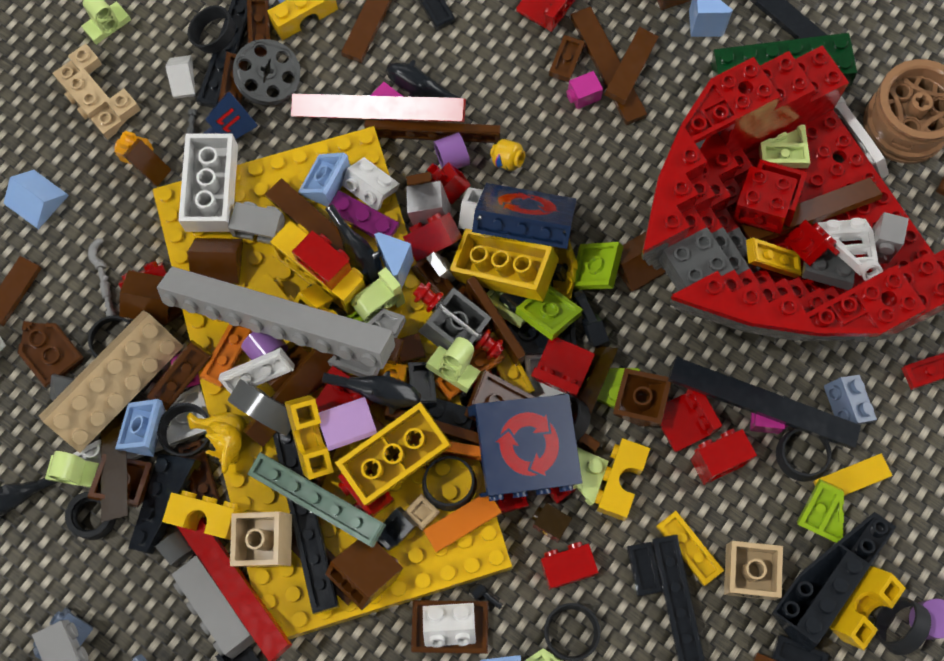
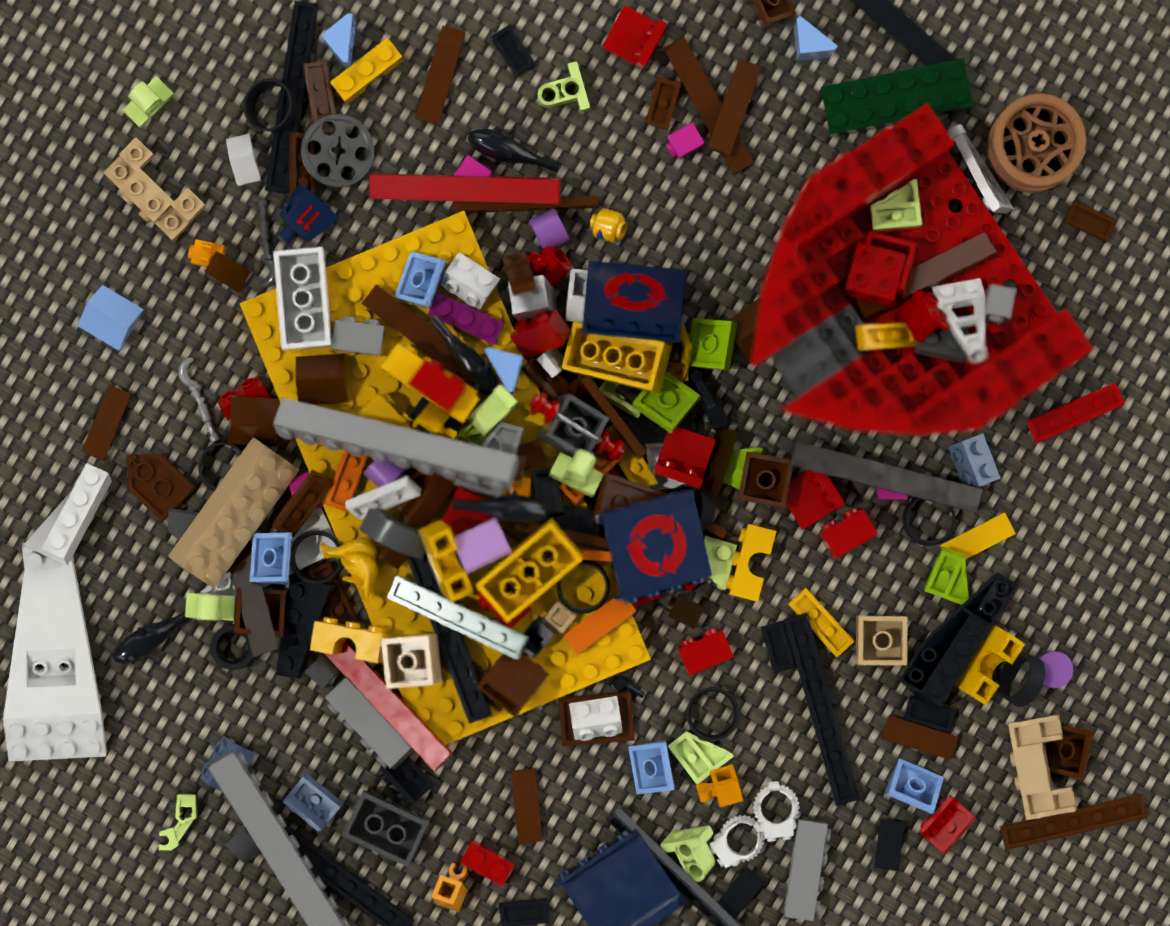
camera: 10 degrees left, 15 degrees up
(475, 45) = (562, 97): none -> yellowish green tile

